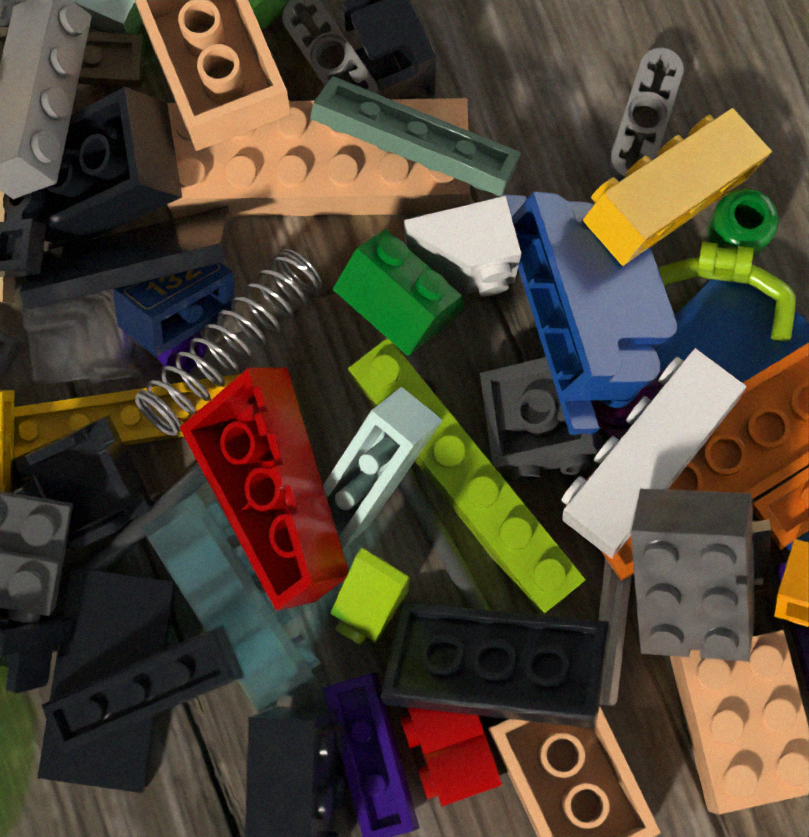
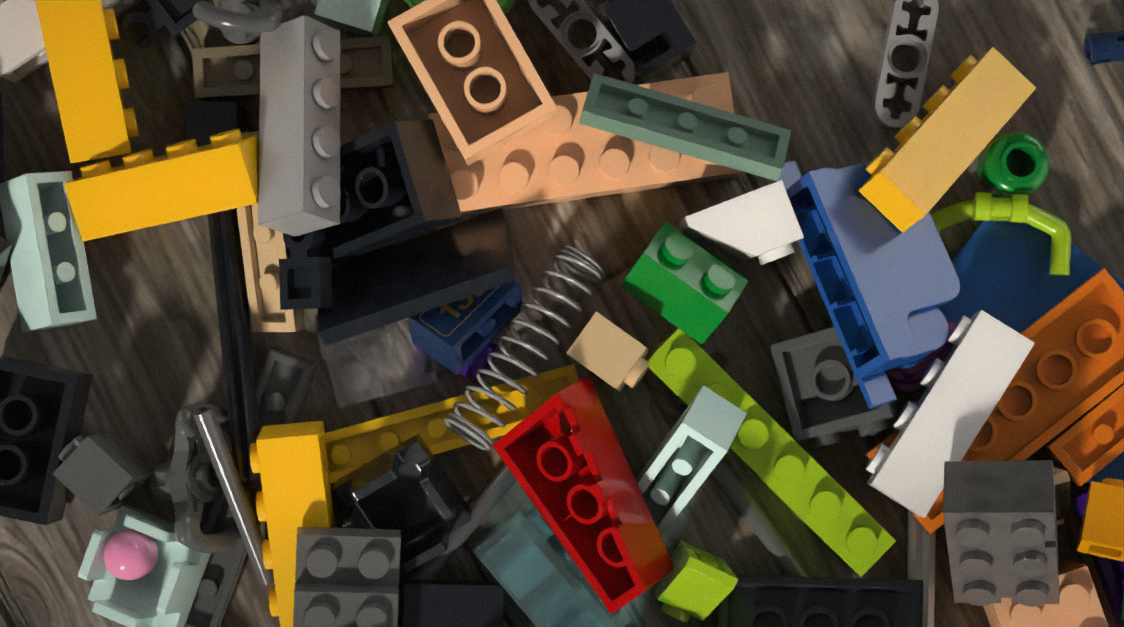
camera: 10 degrees left, 10 degrees up
(311, 350) = (610, 353): none -> tan slope

